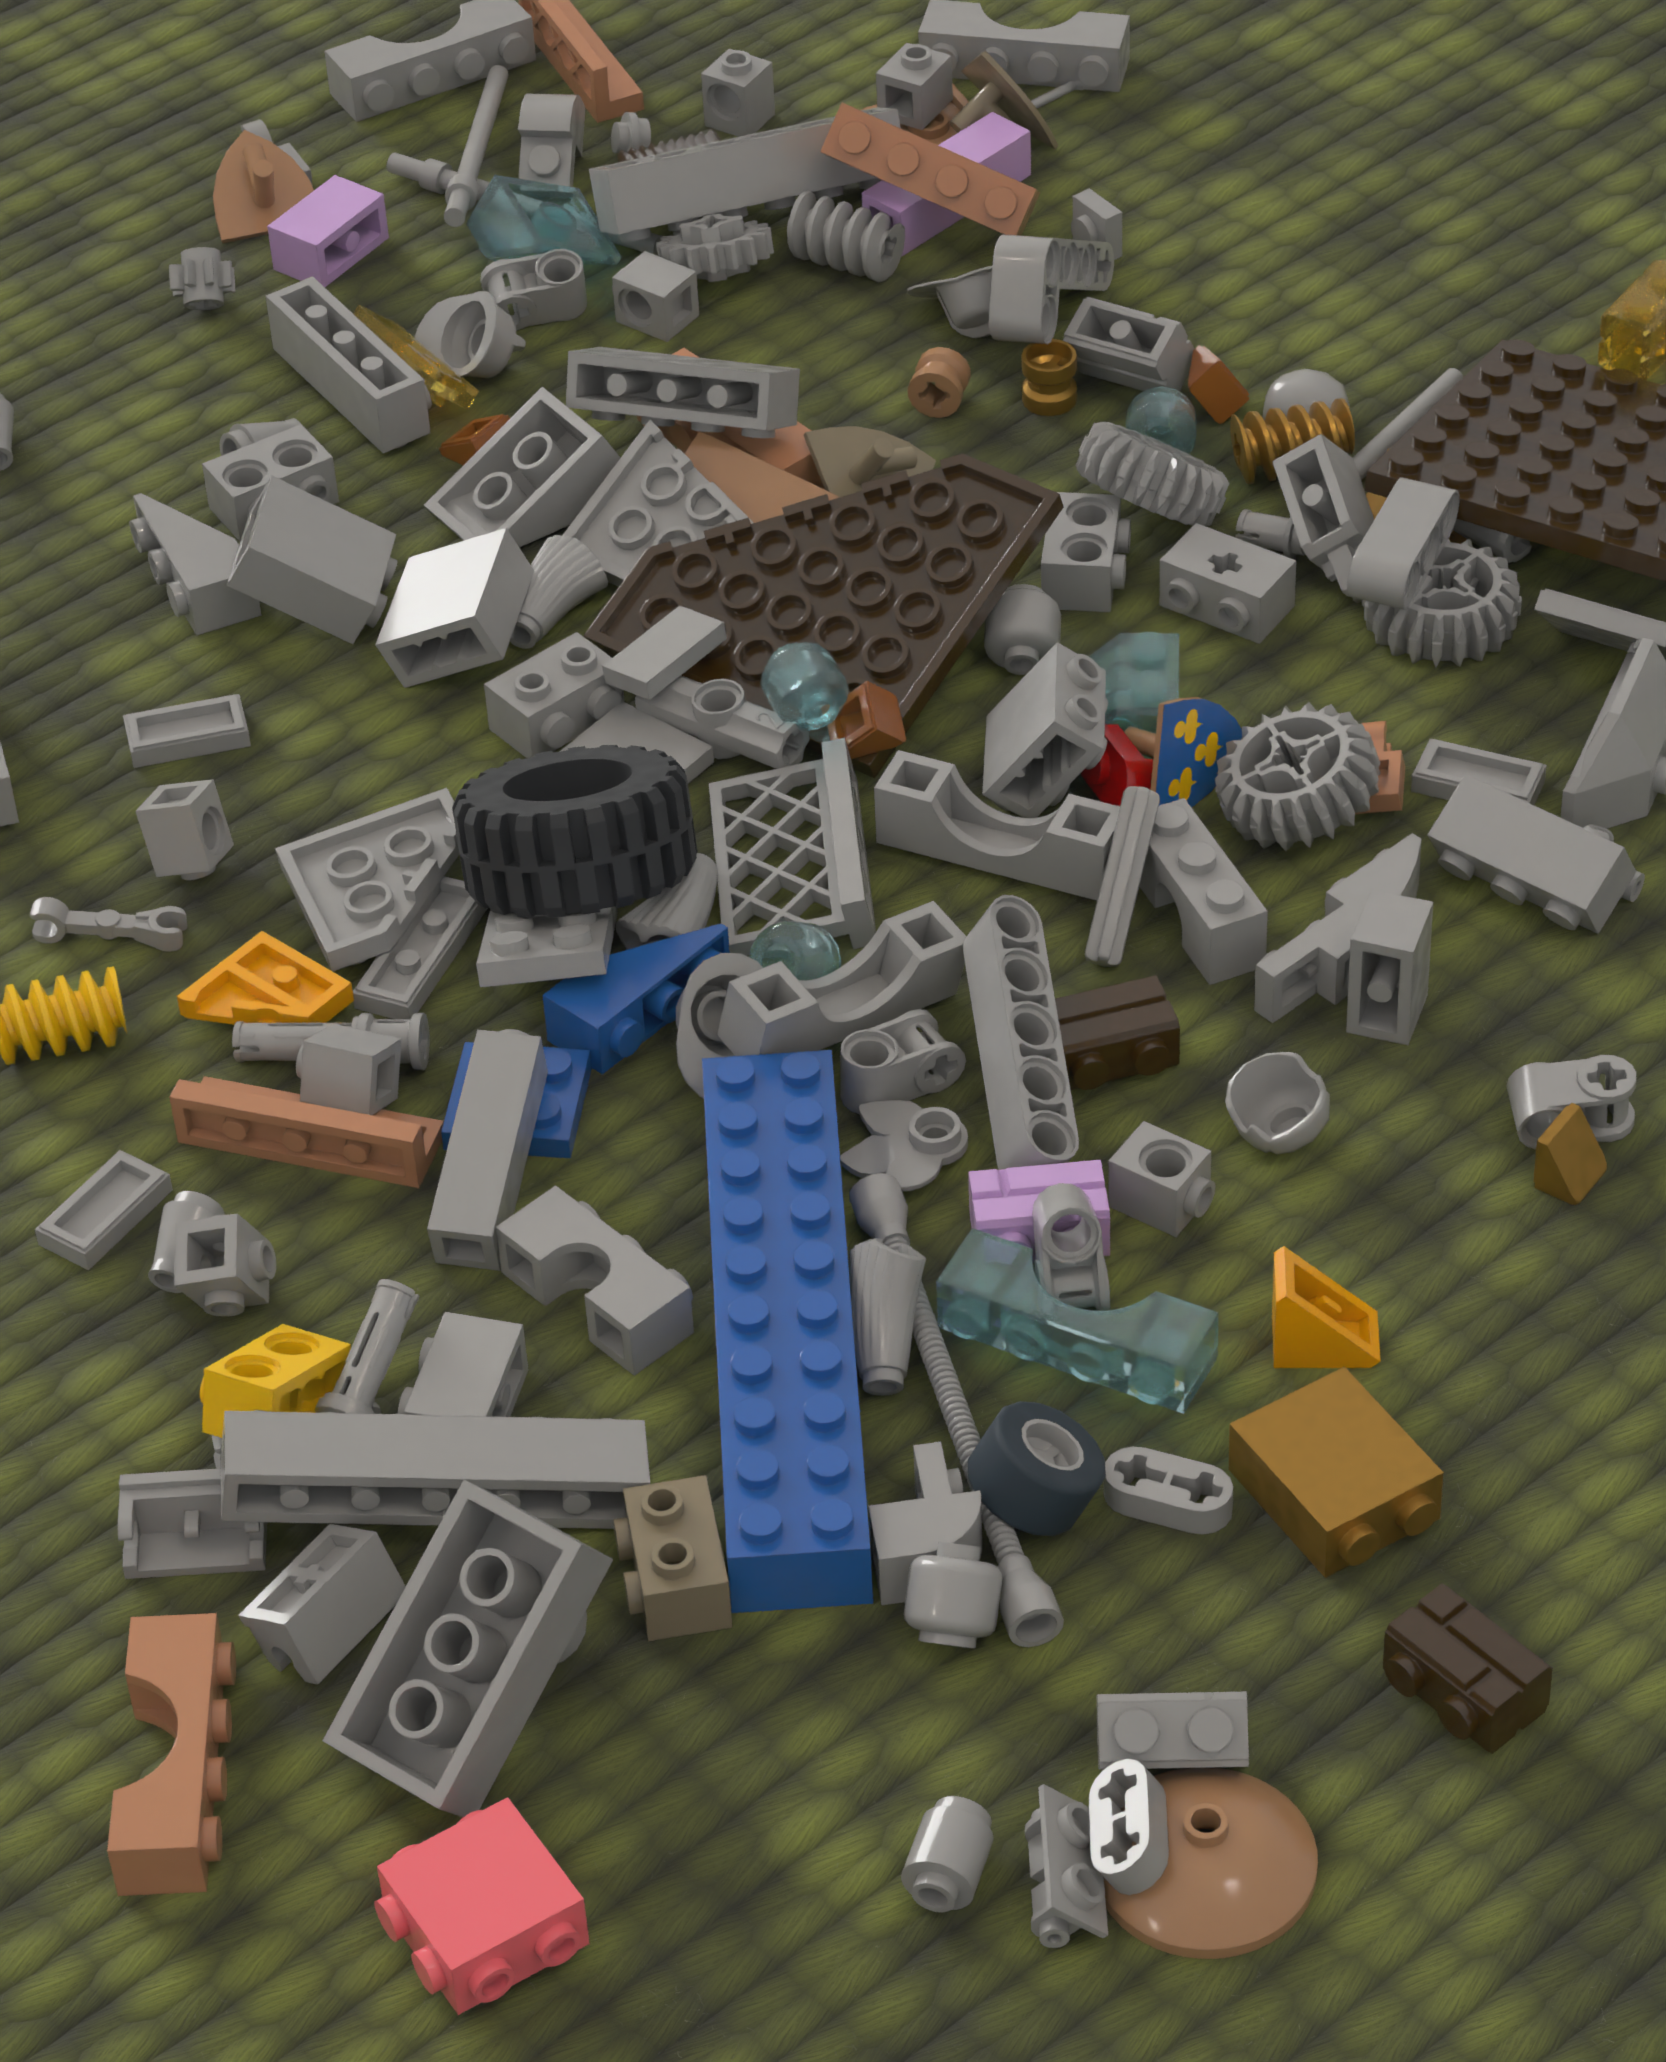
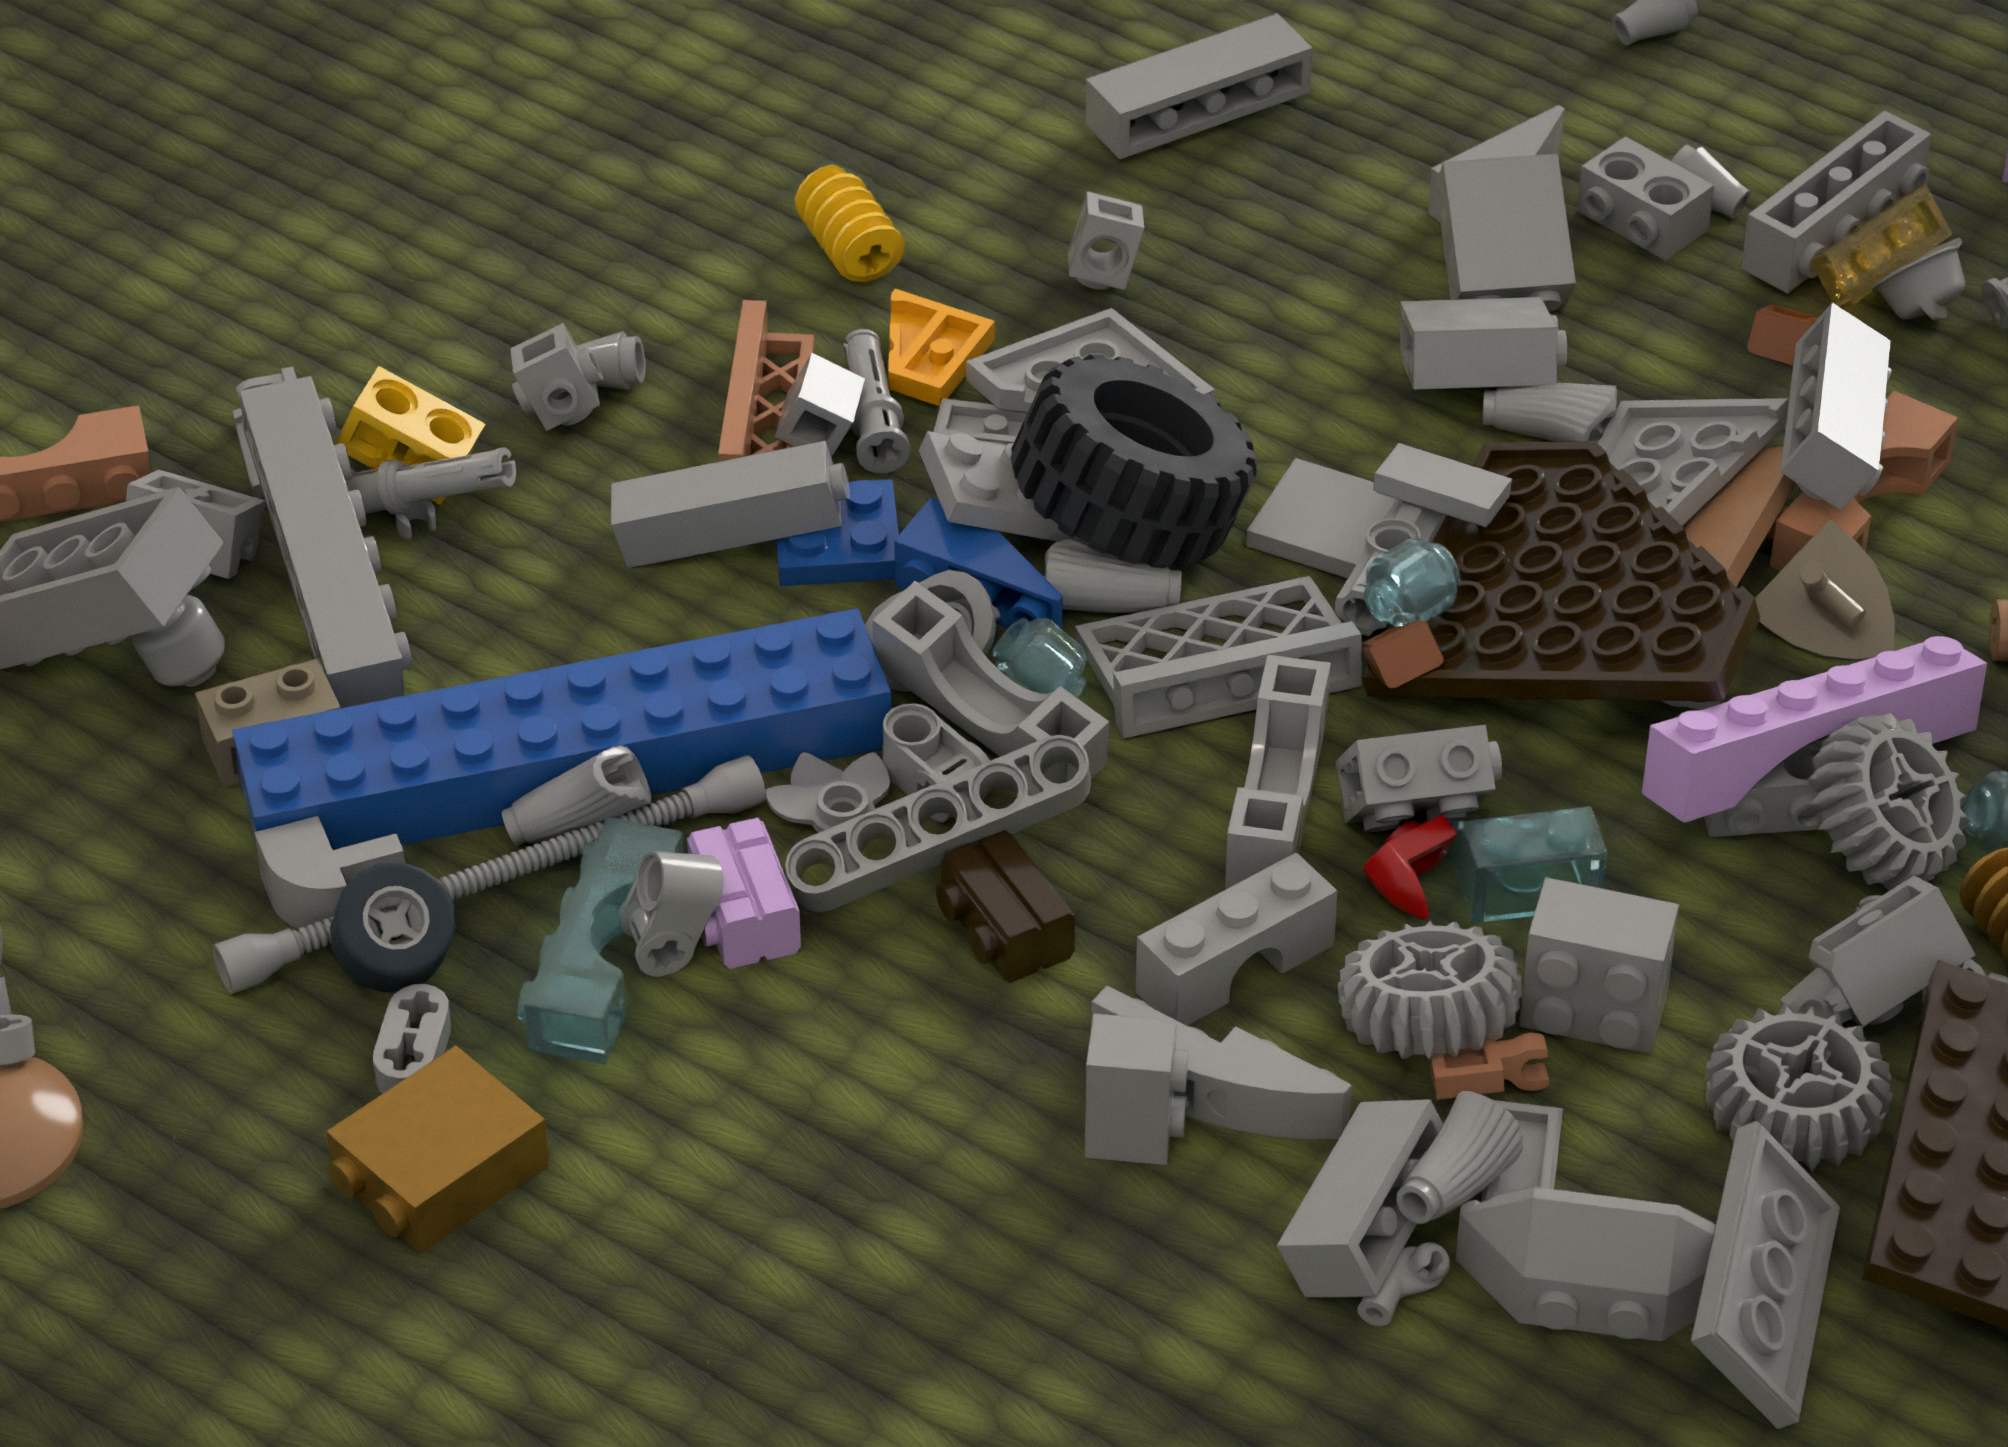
camera: 75 degrees right, 0 degrees up
(103, 1209) = (652, 315): light grey tile -> none
(155, 927) = (1002, 260): light grey piece -> none
(186, 730) = (1279, 231): light grey tile -> none
(202, 278) = (1943, 85): light grey gear -> none
(469, 1369) = (449, 559): light grey brick -> none
(527, 475) = (1712, 356): light grey slope -> none
(551, 697) = (1372, 421): light grey brick -> none
(634, 1301) = (630, 590): light grey arch -> none
(953, 1596) = (233, 896): light grey head -> none
(1022, 628) = (1610, 754): light grey head -> none
(1094, 521) = (1720, 752): none -> lavender arch
(1122, 876) = (1215, 867): light grey axle -> none
(1160, 1179) = (809, 972): light grey brick -> none
(1173, 1729) = (89, 1064): light grey brick -> none
(1186, 747) = (1429, 882): blue shield -> none
(1227, 583) = (1756, 905): light grey brick -> none
(1278, 1102) = (929, 1042): light grey hair -> none
(1307, 653) = (1598, 965): none -> light grey brick
(1318, 1319) = (637, 1106): light orange slope -> none
(1403, 543) = (1817, 1005): light grey beam -> none
(1466, 1669) = (198, 1271): dark brown brick -> none
(1516, 771) = (1464, 1158): none -> light grey piece
(1544, 1089) = (996, 1282): light grey piece -> none
(1568, 1157) = (918, 1287): pearl gold slope -> none

